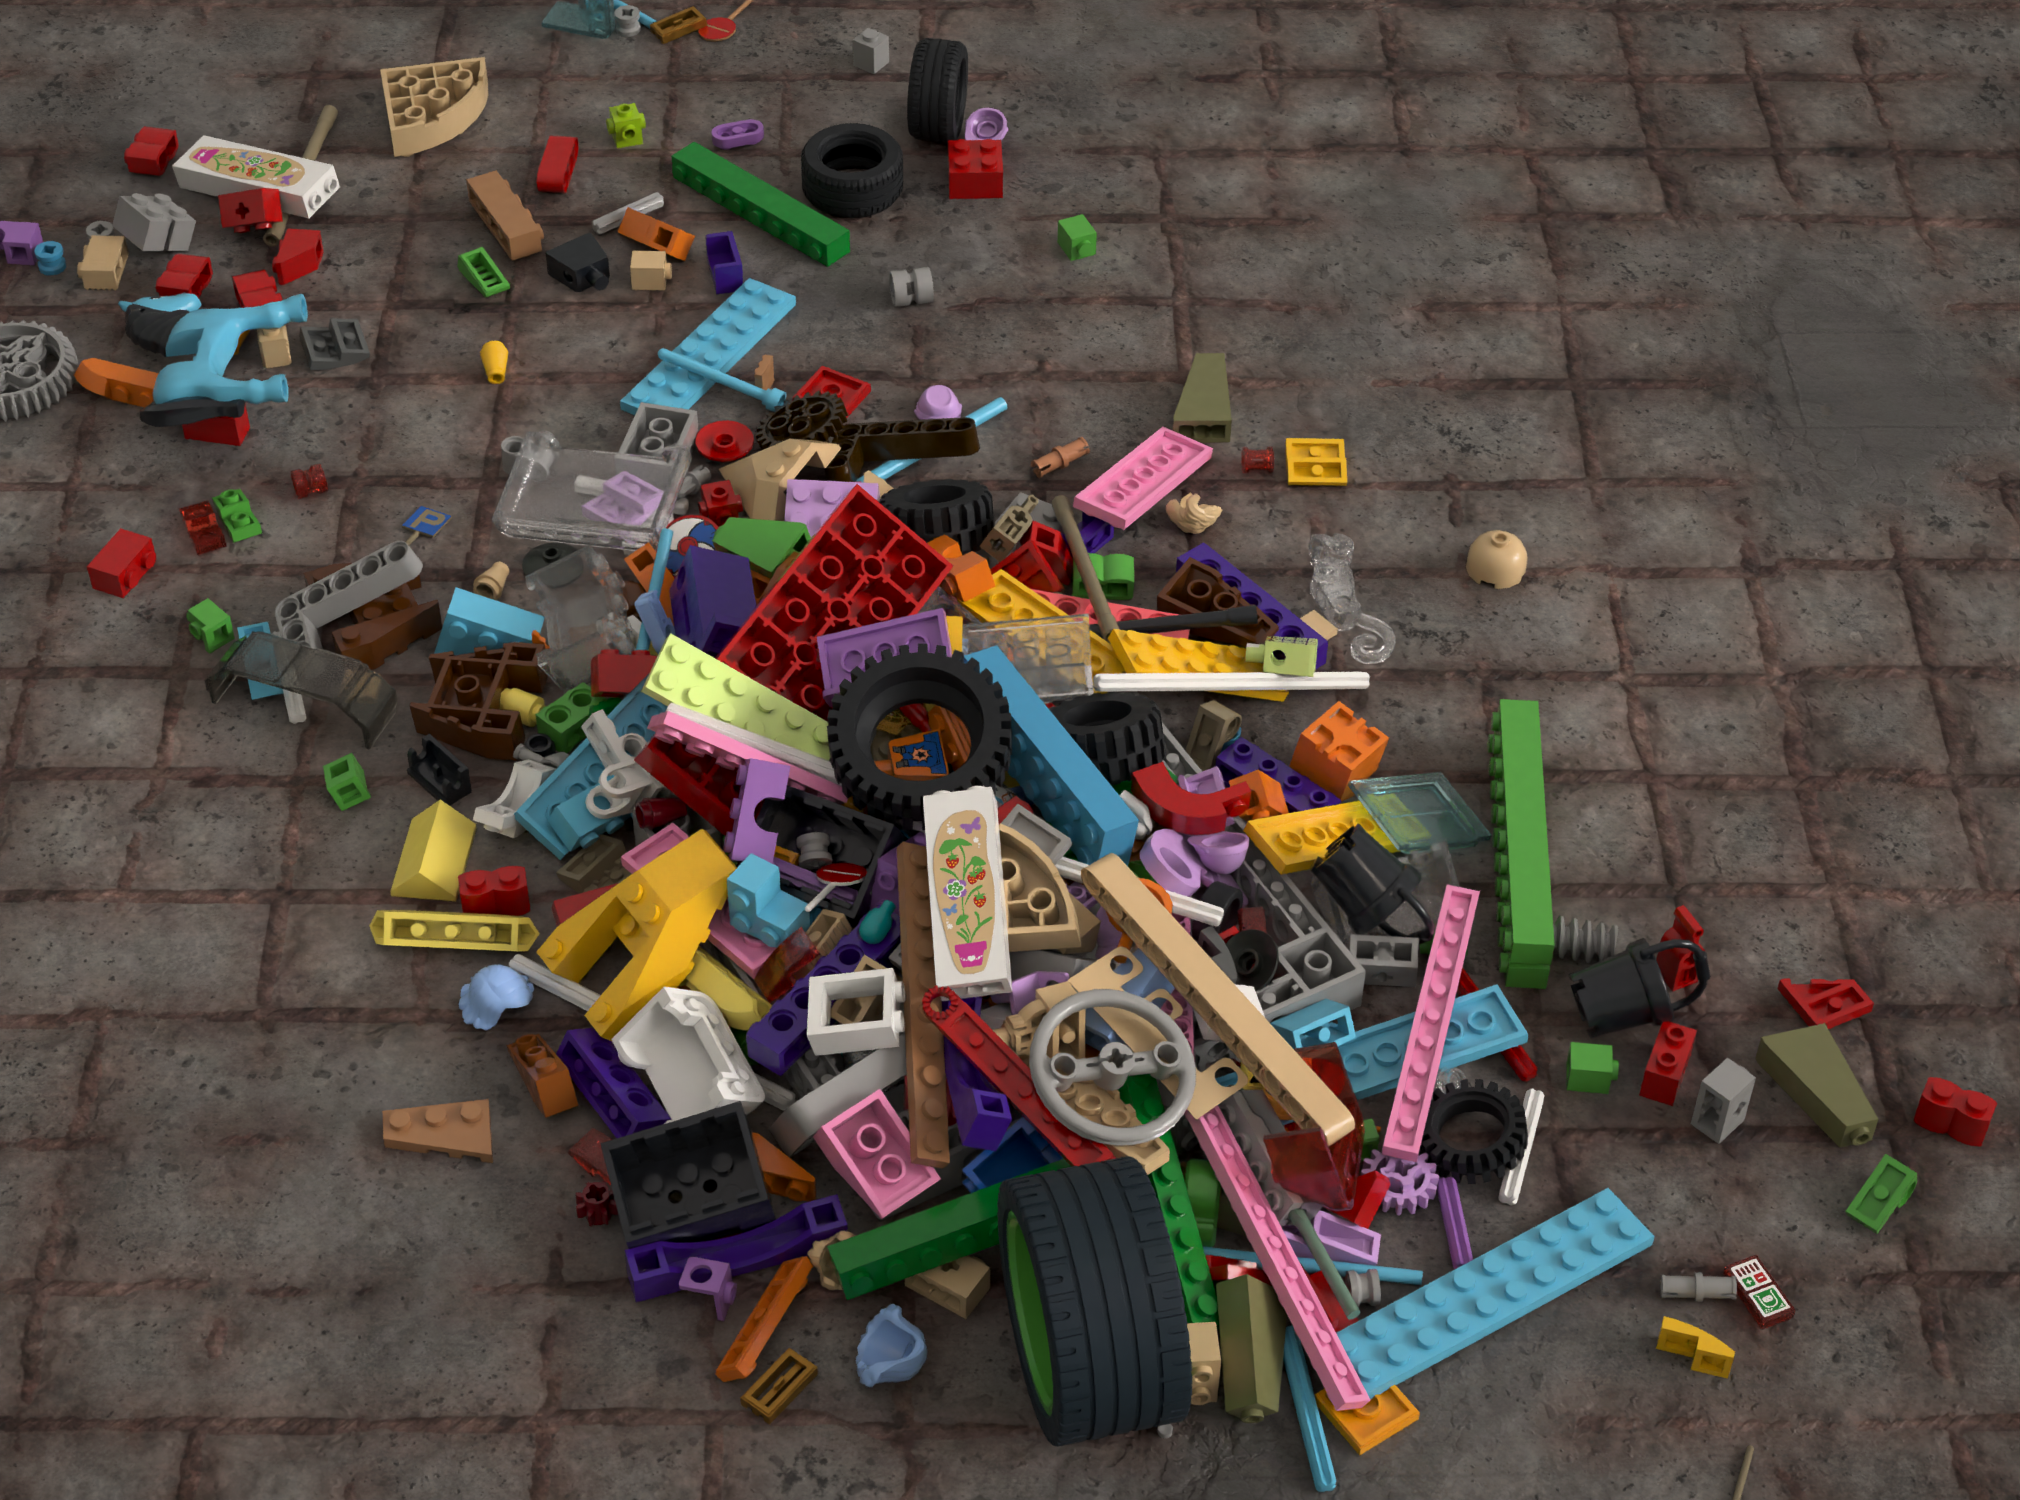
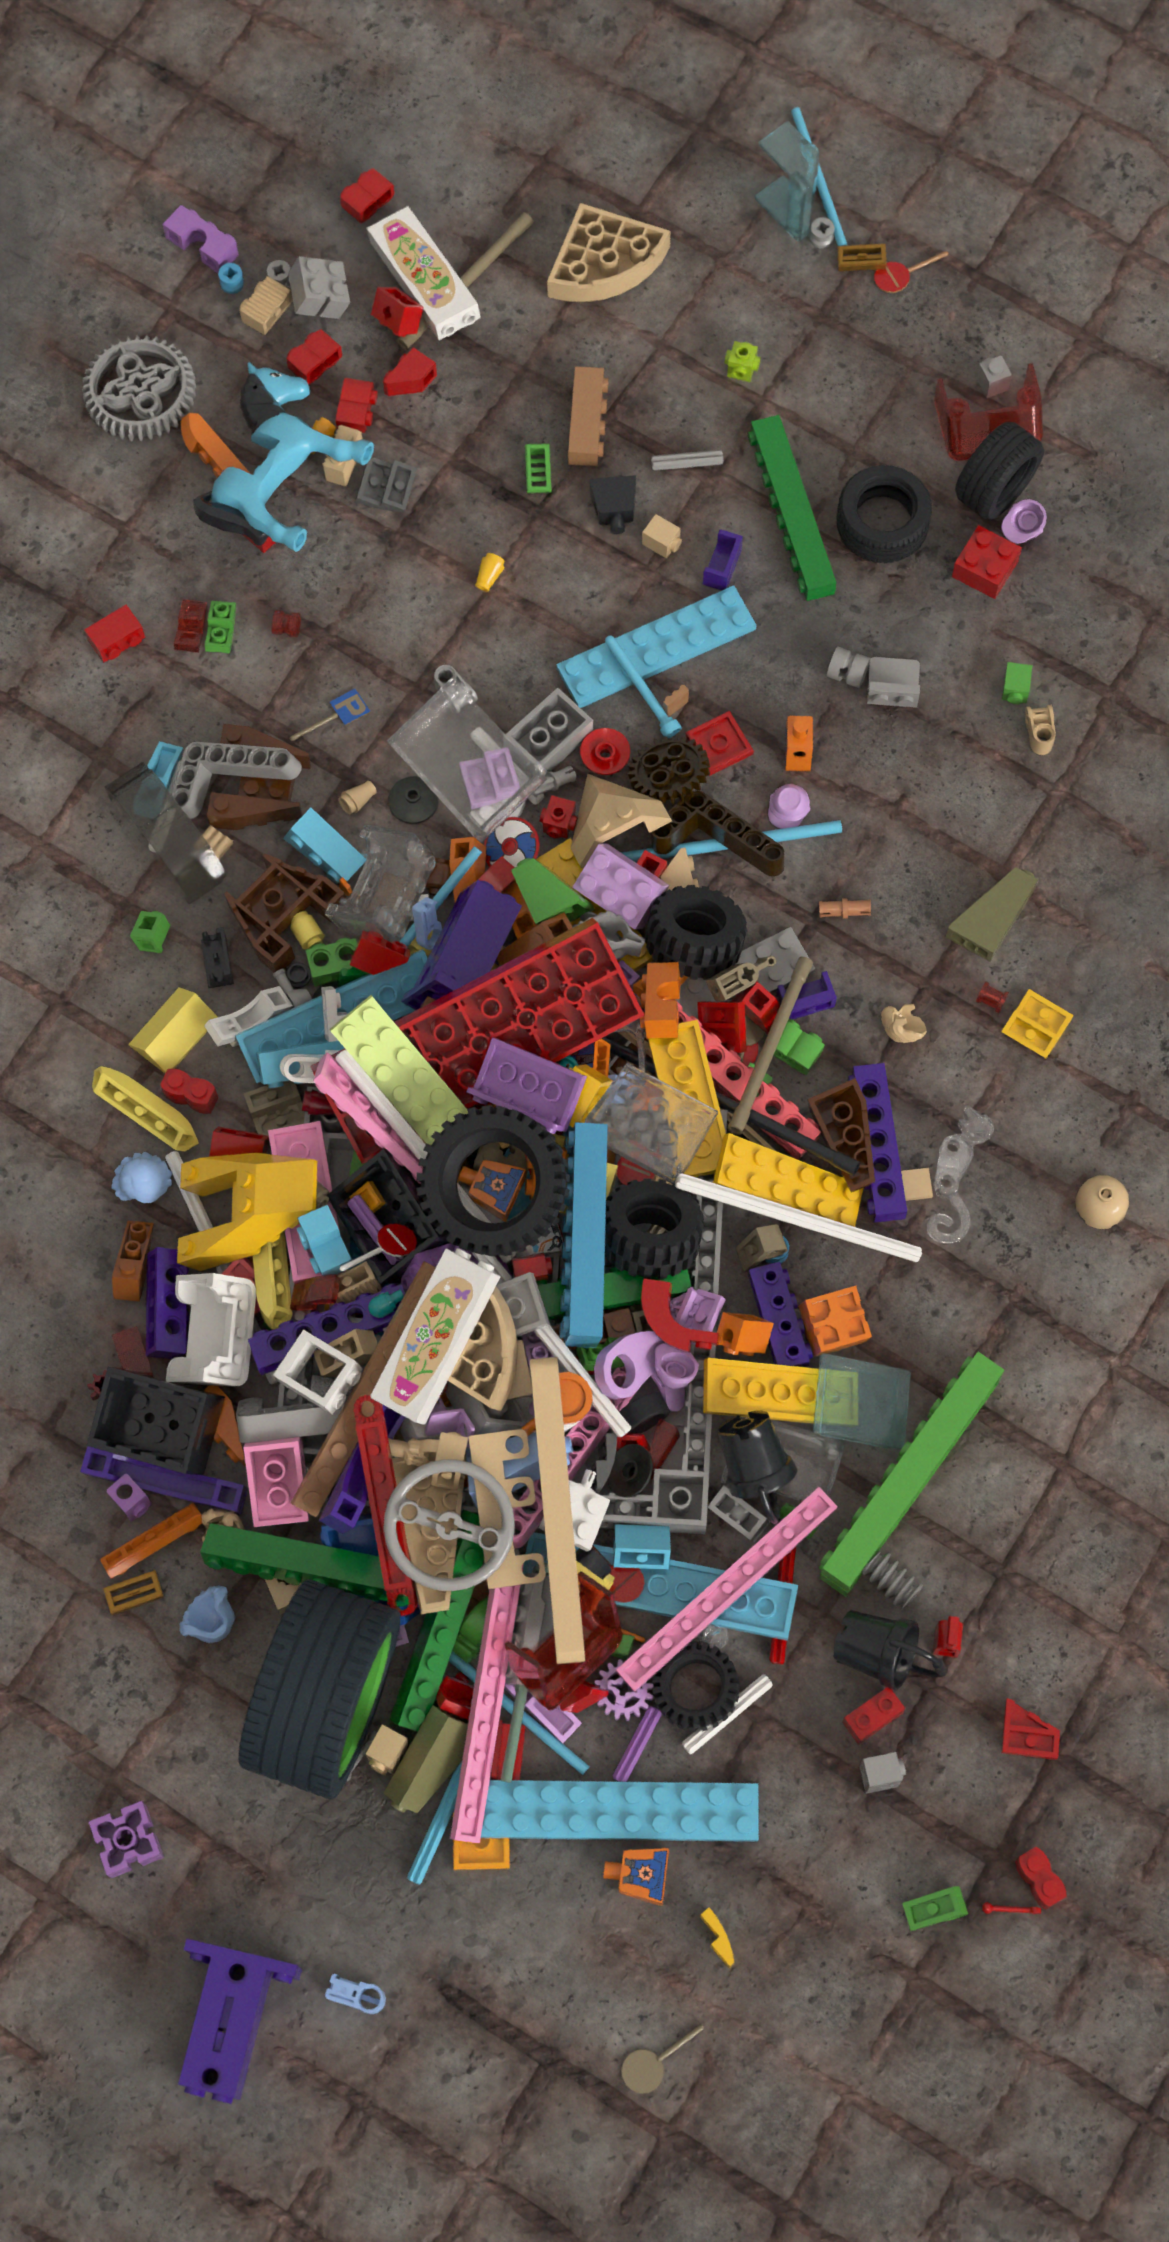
camera: 35 degrees right, 25 degrees up
(210, 625) = (141, 729): bright green brick -> none
(448, 1128) = (48, 1265): medium nougat wing -> none
(557, 164) = (664, 376): red beam -> none
(656, 234) = (689, 501): orange slope -> none
(737, 134) = (827, 415): medium lavender plate -> none
(758, 782) = (364, 1155): medium lavender arch -> none
(814, 850) = (390, 1209): light grey wheel -> none
(881, 91) = (967, 430): none -> clear red windscreen
(911, 353) = (799, 738): none -> orange torso
(966, 283) = (893, 682): none -> light grey bracket
(1127, 260) = (1040, 724): none -> tan piece
(1142, 478) = (885, 971): bright pink plate -> none
(1142, 813) = (635, 1303): white arm -> none
(1299, 653) = (858, 1215): yellowish green torso -> none
(1364, 1286) = (538, 1756): light grey wheel -> none
(1566, 1335) = (640, 1874): none -> torso
(1590, 1068) = (819, 1685): bright green brick -> none
(1698, 1287) = (758, 1894): light grey pin -> none
(1760, 1292) = (797, 1922): tile -> none
(1820, 1082) = (969, 1790): olive slope -> none
(1927, 1173) = (988, 1908): none -> red hinge

